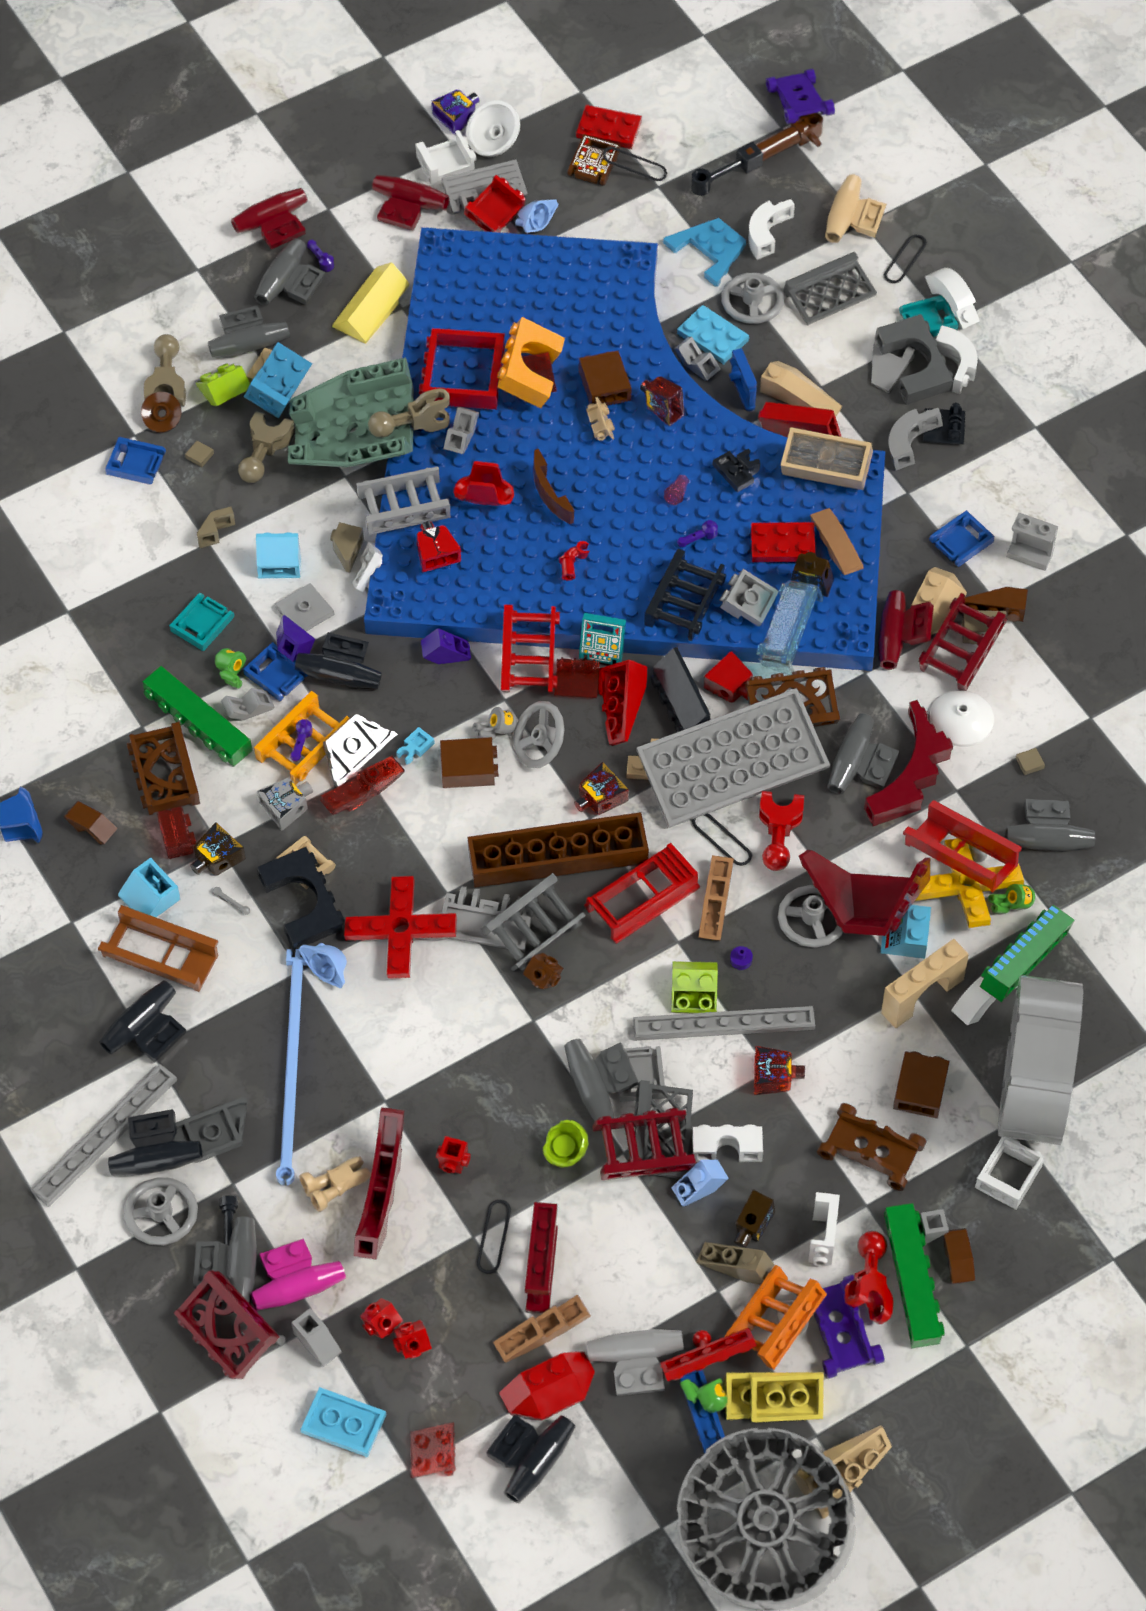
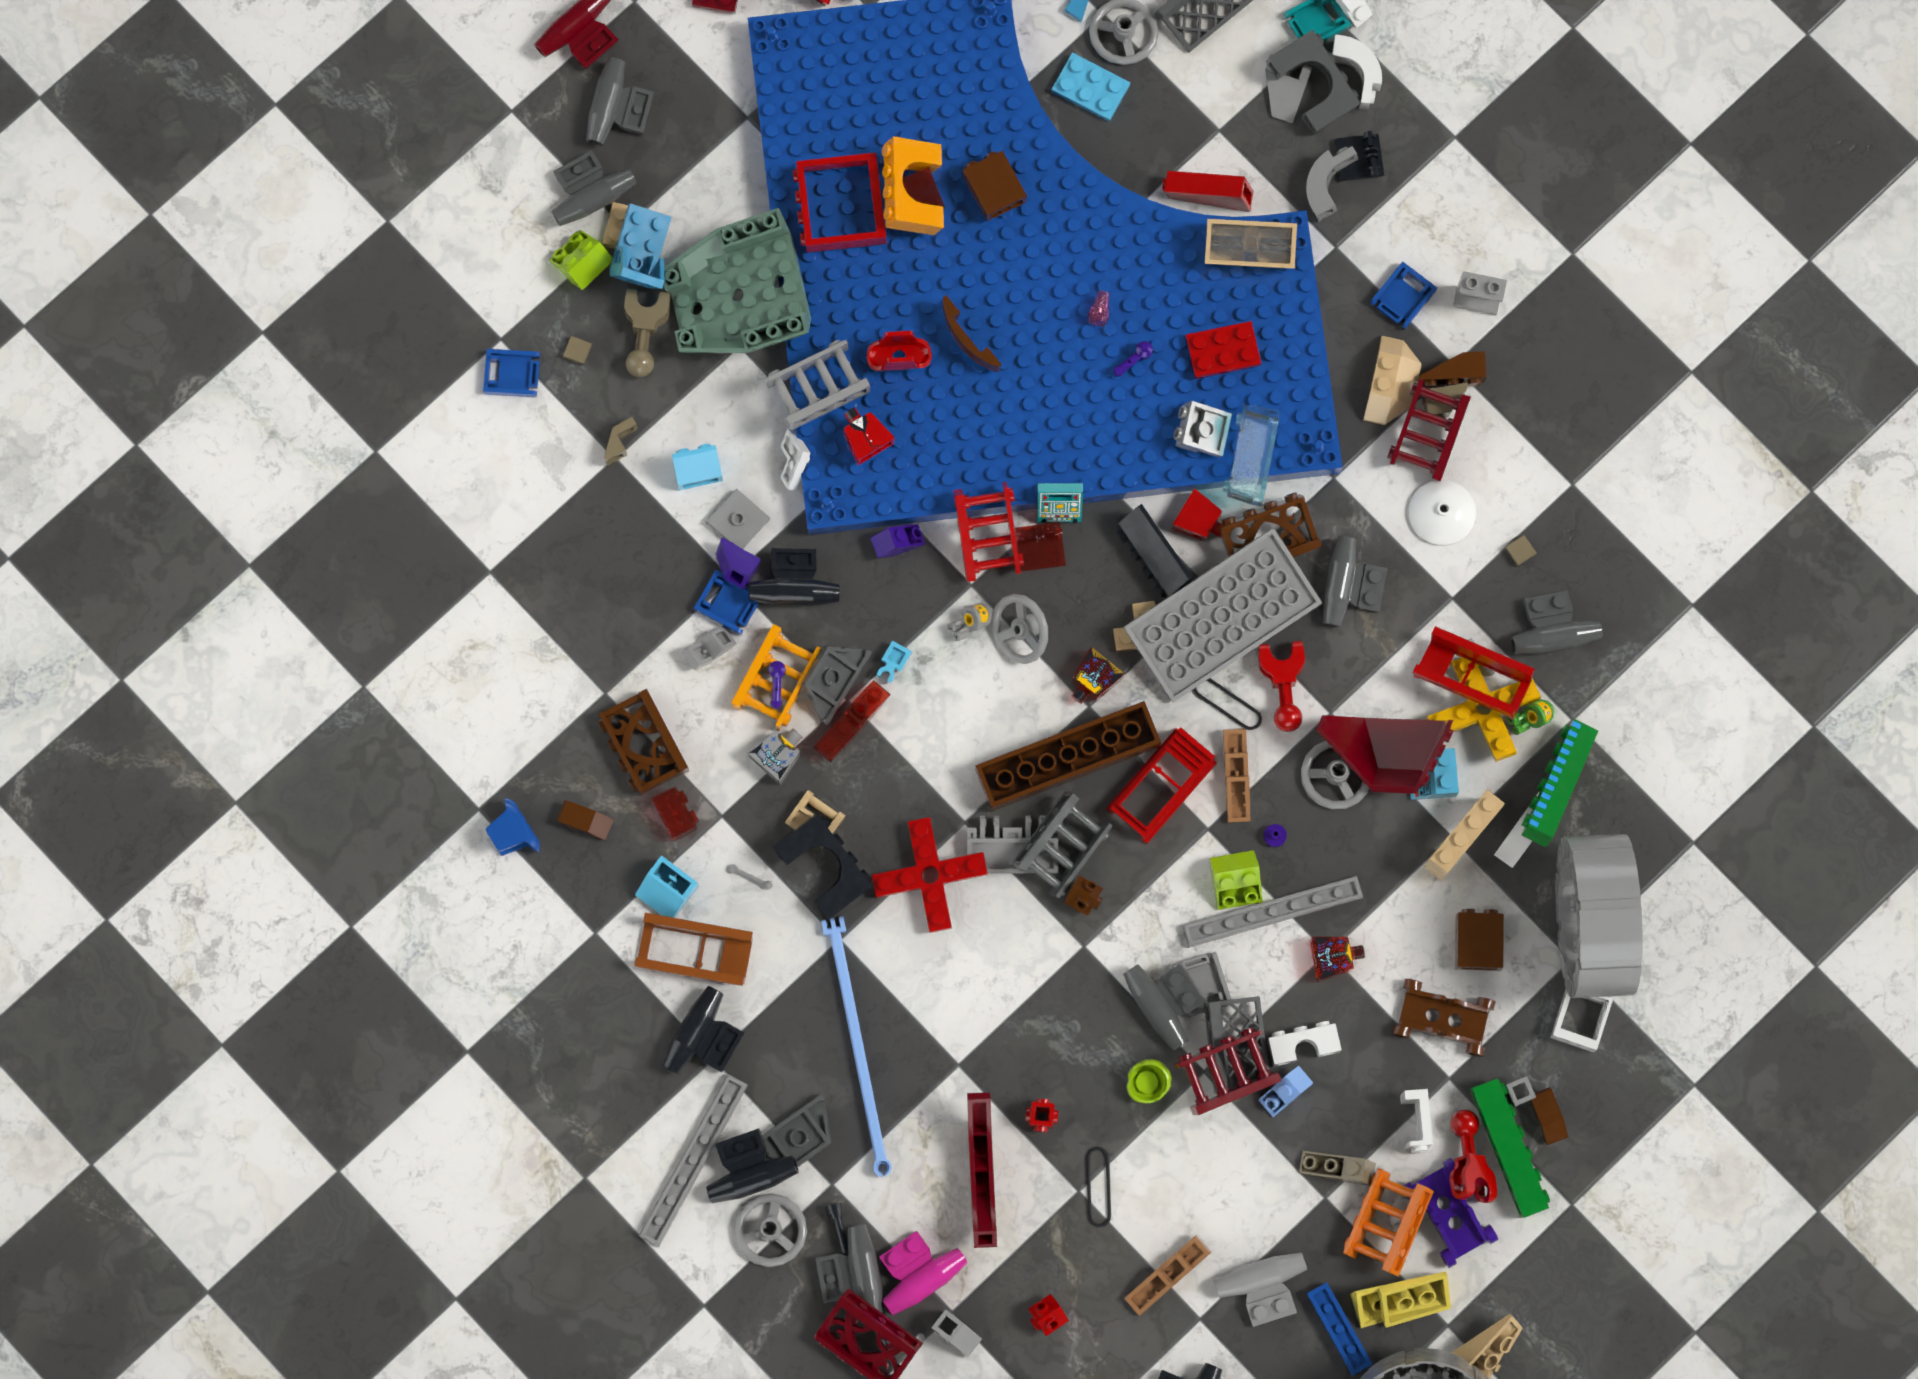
camera: 15 degrees left, 20 degrees up
(157, 402) = (527, 319): reddish brown dish -> none
(165, 377) = (516, 265): dark tan piece -> none
(197, 716) = (660, 673): green brick -> none
(203, 619) = (636, 554): teal container -> none
(217, 851) = (722, 827): torso -> none
(230, 665) = (678, 604): bright green piece -> none
(325, 962) = (865, 929): light blue hat -> none
(326, 261) = (650, 74): dark purple piece -> none
(340, 1178) = (937, 1160): tan piece -> none
(347, 543) = (763, 434): dark tan slope -> none
(372, 303) = (714, 121): light yellow slope -> none
(380, 1318) = (1012, 1300): red brick -> none
(421, 414) = (811, 276): dark tan piece -> none
(462, 430) = (857, 282): light grey slope -> none
(468, 762) = (953, 671): reddish brown brick -> none
(541, 1257) = (1154, 1210): dark red fence -> none
(549, 1386) = (1190, 1334): red wedge -> none
(568, 559) = (1005, 420): red piece -> none
(599, 413) = (998, 230): tan hinge -> none
(622, 694) = (1092, 558): red wedge -> none
(664, 399) = (1062, 200): clear red torso -> none
(671, 580) = (1119, 424): black fence -> none
(700, 363) = (1080, 125): light grey slope -> none
(707, 1352) = (1333, 1273): red plate -> none
(710, 1395) = (1343, 1315): bright green piece -> none
(737, 470) = (1157, 270): black plate -> none
(743, 379) = (1138, 146): blue container -> none
(757, 1210) = (1348, 1112): dark brown torso -> none
(795, 388) = (1193, 140): tan wedge -> none
(813, 571) = (1262, 390): dark brown torso -> none
(837, 541) = (1280, 342): medium nougat slope -> none
(902, 627) = (1364, 422): dark red plate -> none
(905, 793) = (1415, 560): dark red arch -> none

